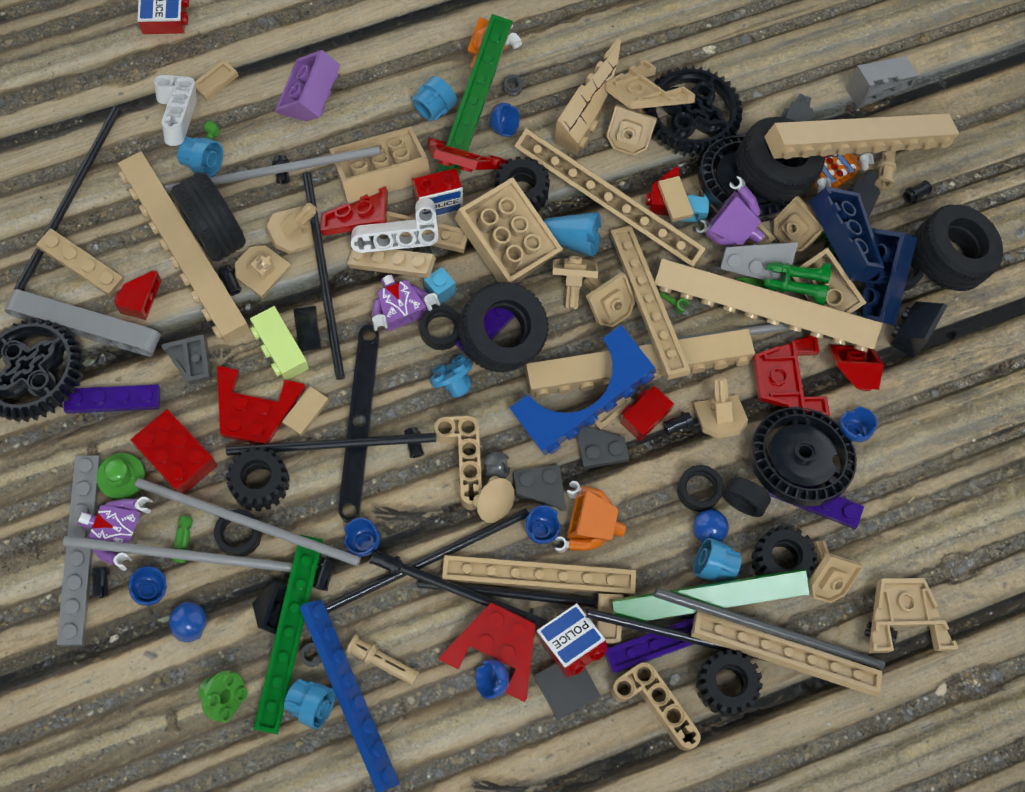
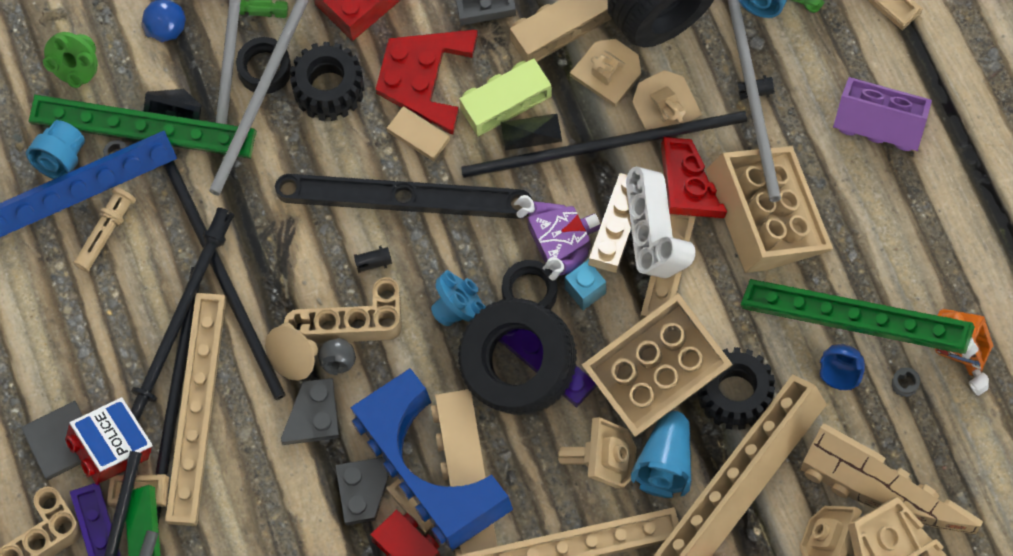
camera: 100 degrees right, 0 degrees up
(227, 275) = (596, 33): black pin -> none
(324, 574) = (206, 161): black pin -> none
(337, 443) = (370, 164): black piece -> none
(361, 537) = (250, 201): blue hair -> none
(434, 99) = (867, 271): dark azure piece -> none
(443, 189) = (716, 277): piece -> none
(466, 160) = (763, 304): red wing -> none
(492, 679) = (71, 351): blue hair -> none
(501, 637) = (118, 362): red wing -> none
(542, 524) = (257, 410): blue hair -> none
(591, 521) = (261, 469): orange torso -> none
(610, 301) = (563, 500): tan piece -> none

